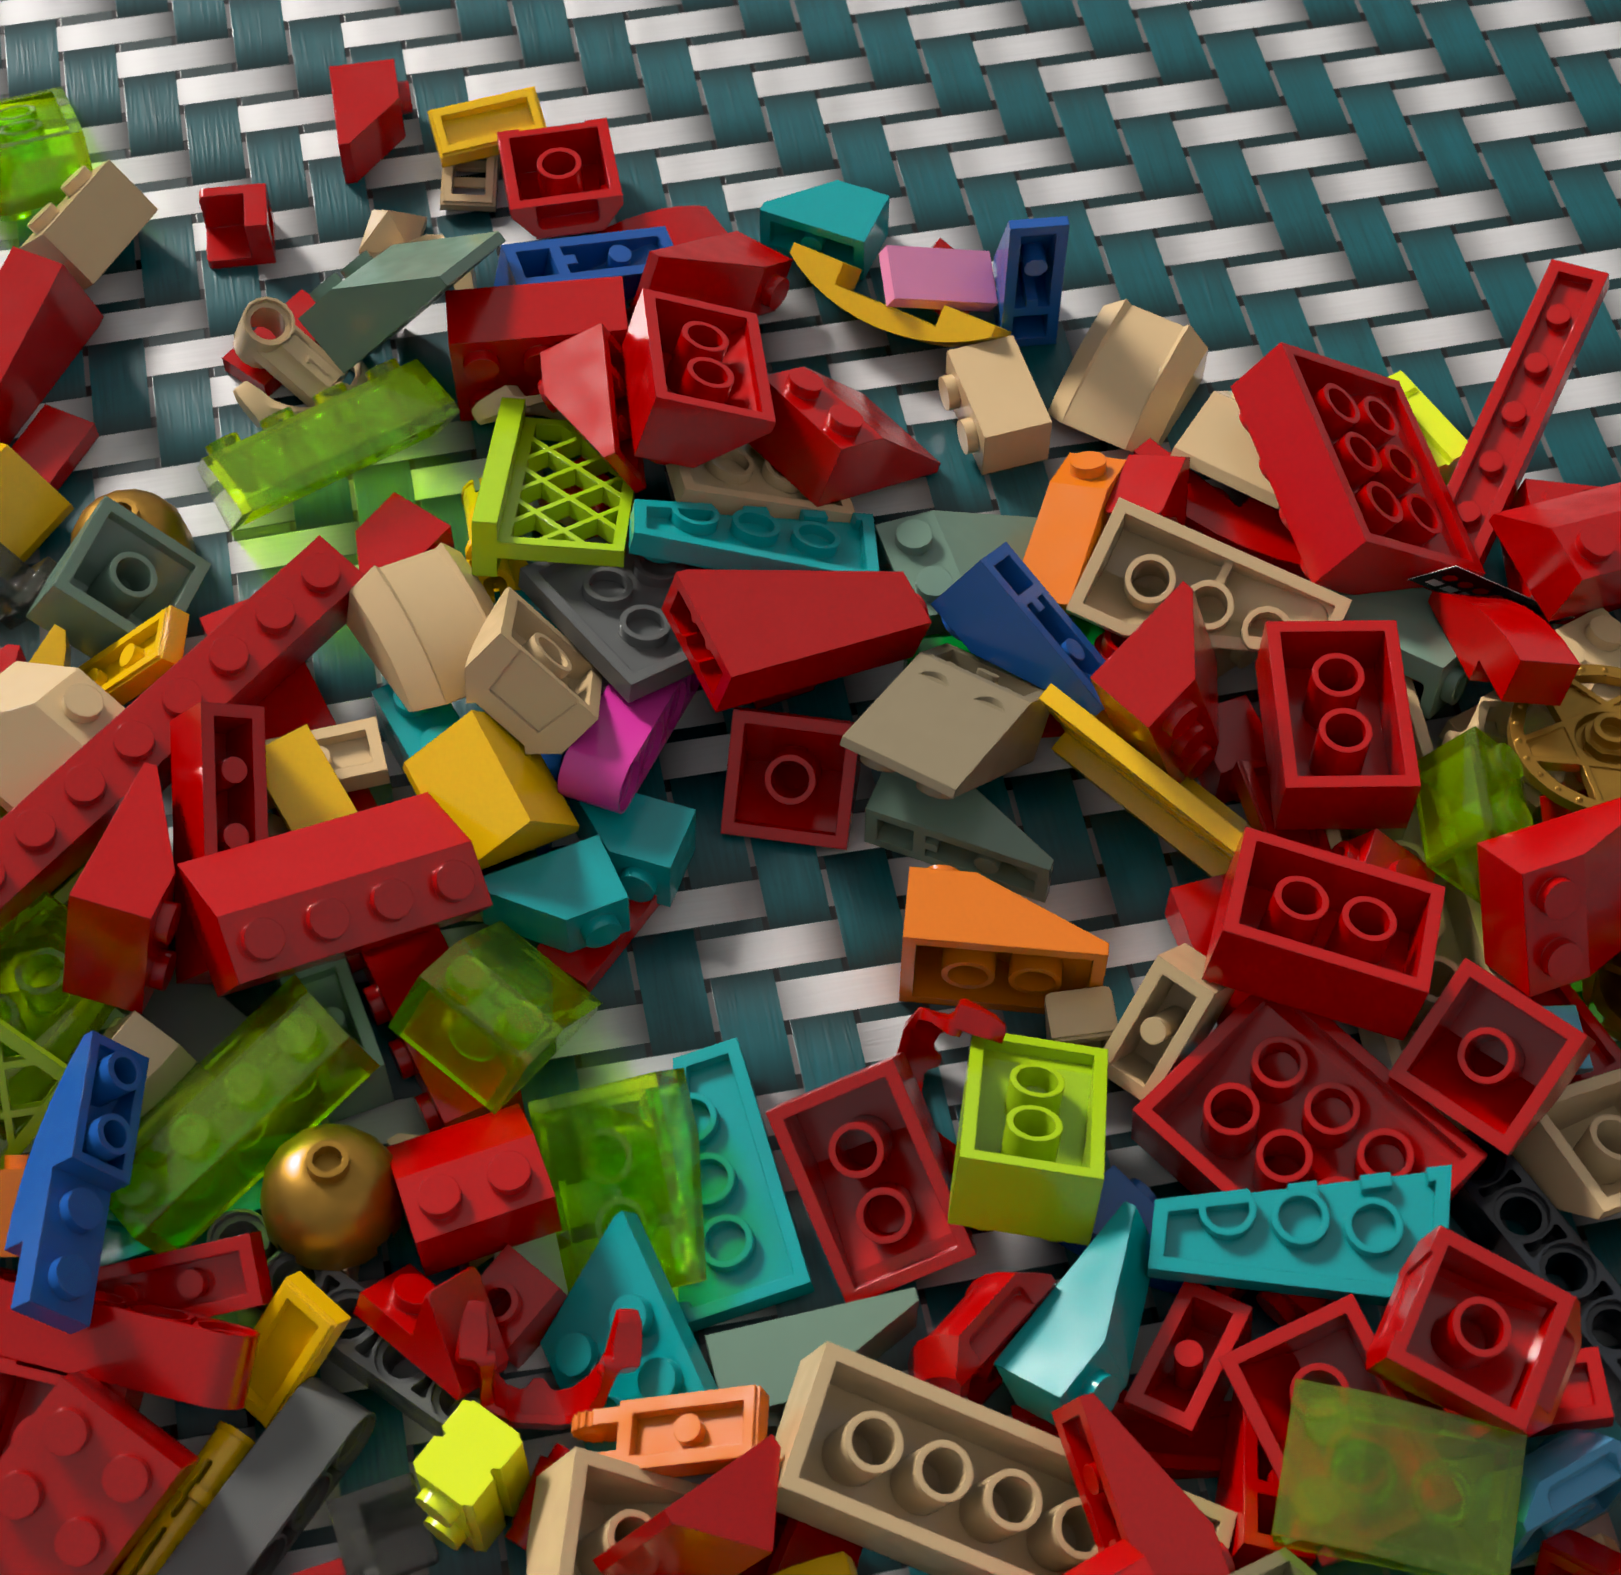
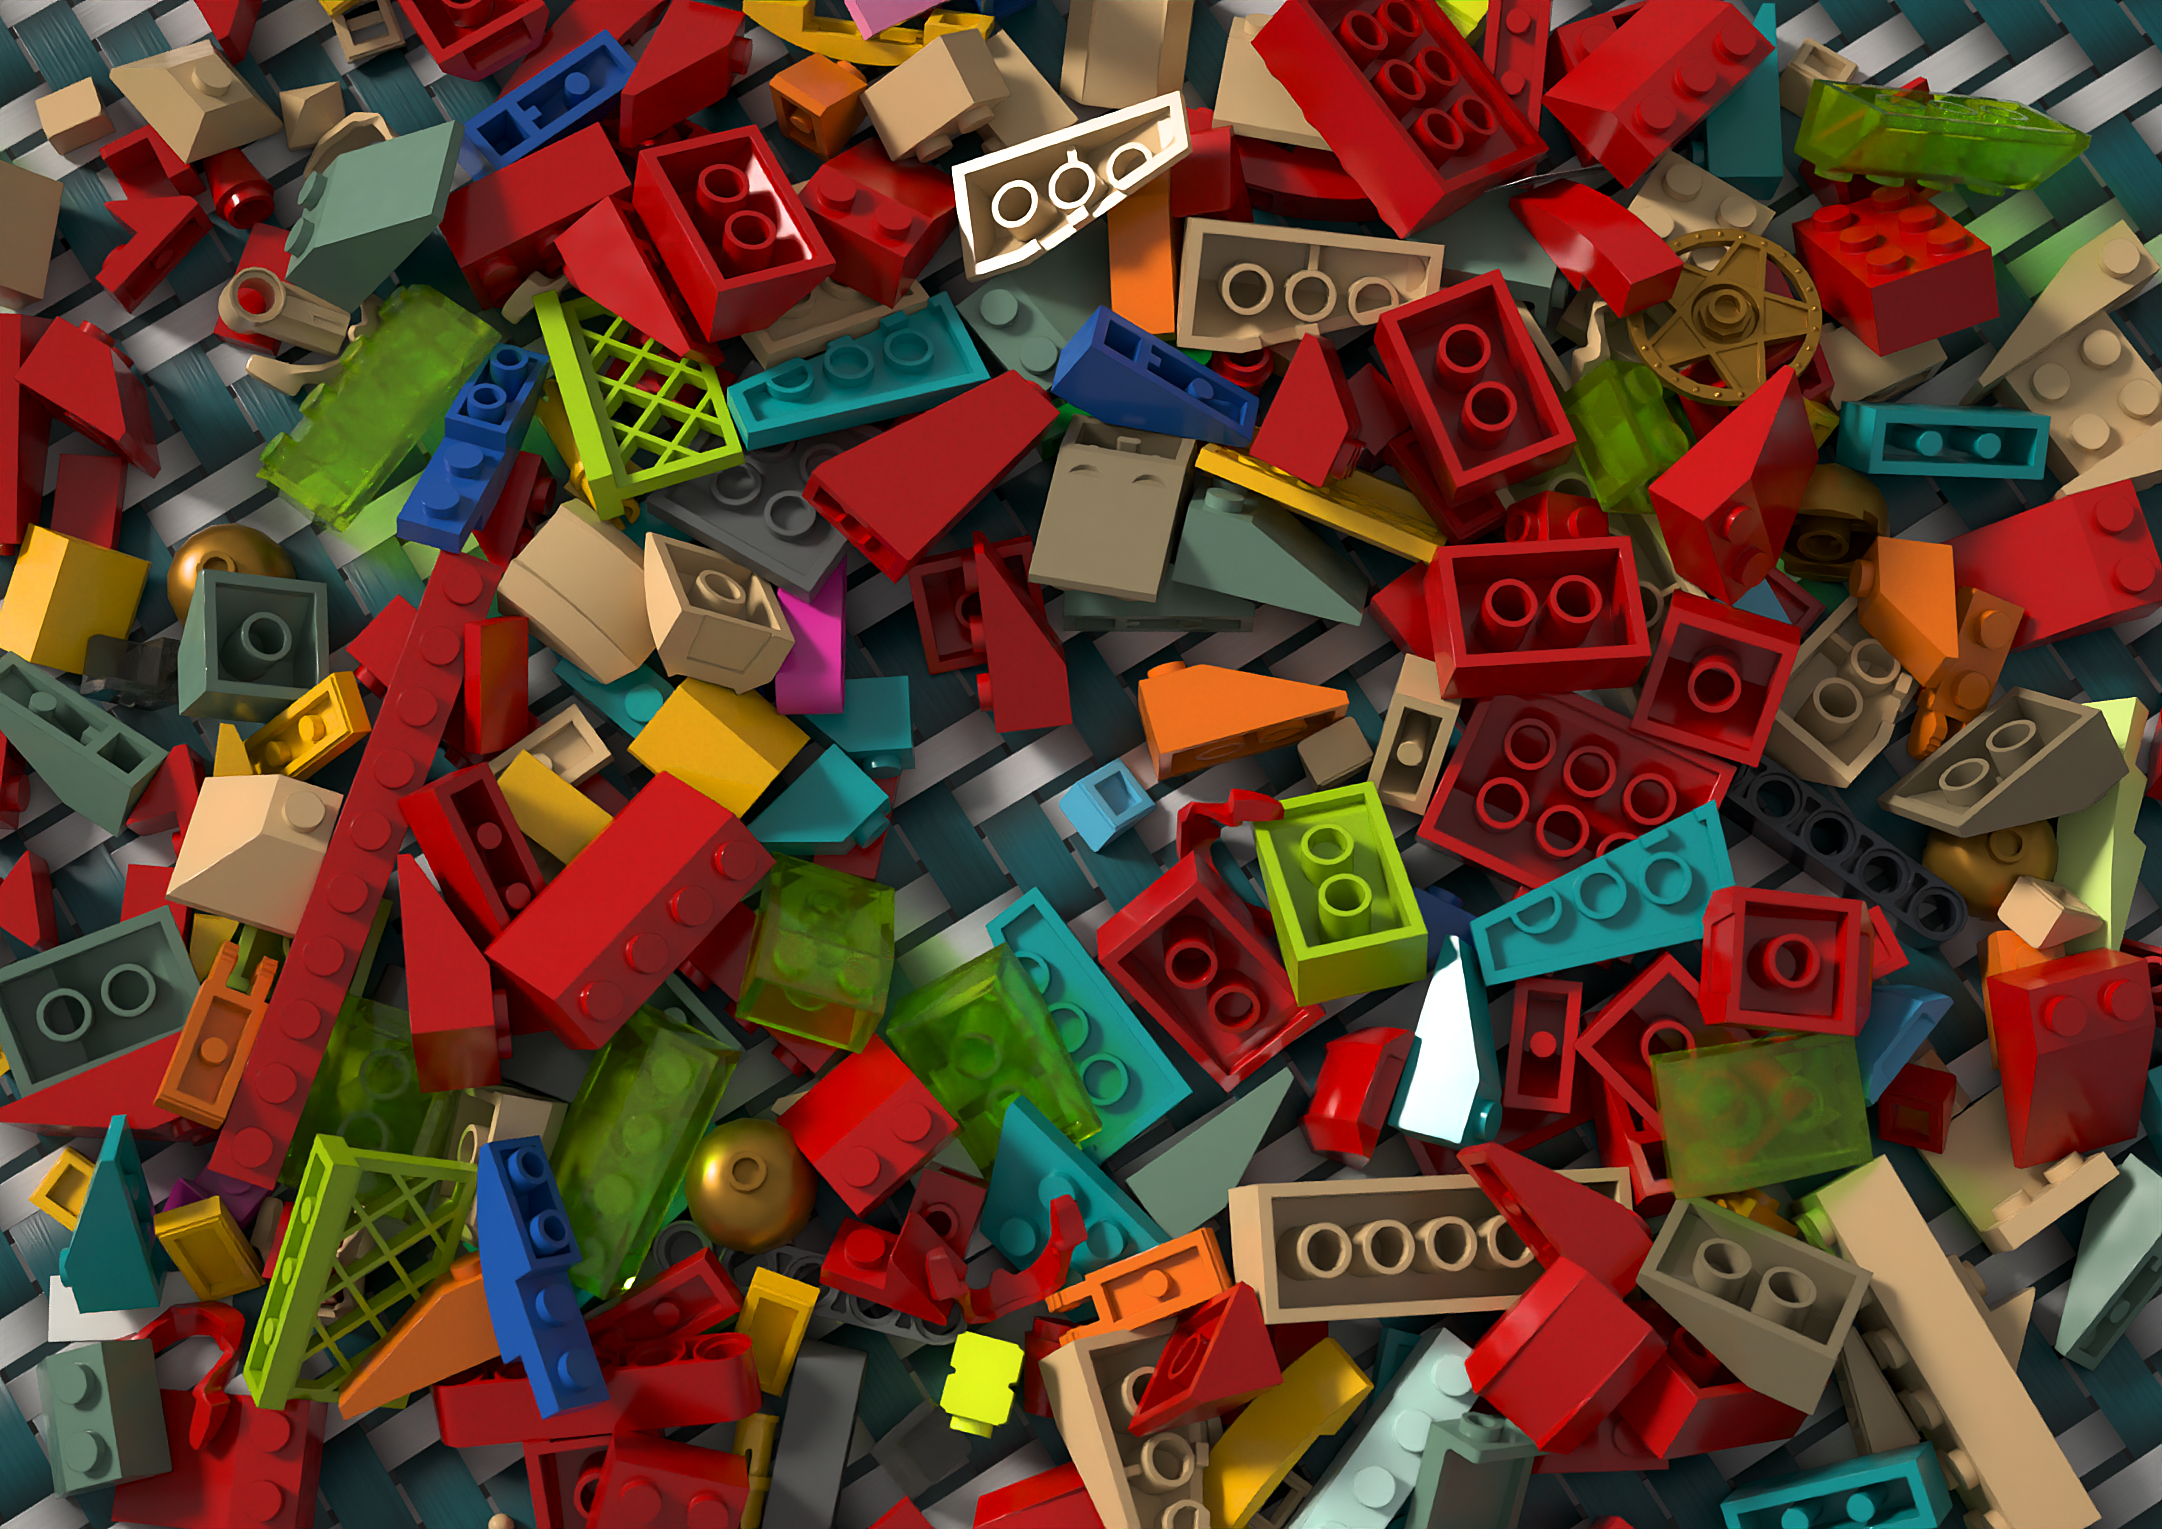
camera: 20 degrees left, 20 degrees up
(93, 356) = (92, 391): none -> red slope
(190, 173) = (74, 116): none -> tan slope
(214, 276) = (162, 236): none -> red slope
(298, 181) = (196, 101): none -> tan slope
(299, 258) = (236, 187): none -> red cone
(312, 668) = (496, 683): none -> red tile
(397, 493) = (477, 450): none -> blue slope
(811, 824) = (1023, 651): none -> red slope
(826, 339) = (819, 104): none -> orange slope
(839, 1000) = (1106, 804): none -> medium azure slope
(929, 359) = (935, 96): none -> tan brick
(1002, 453) = (1050, 187): none -> tan wedge
(1072, 805) = (1262, 553): none -> sand green slope

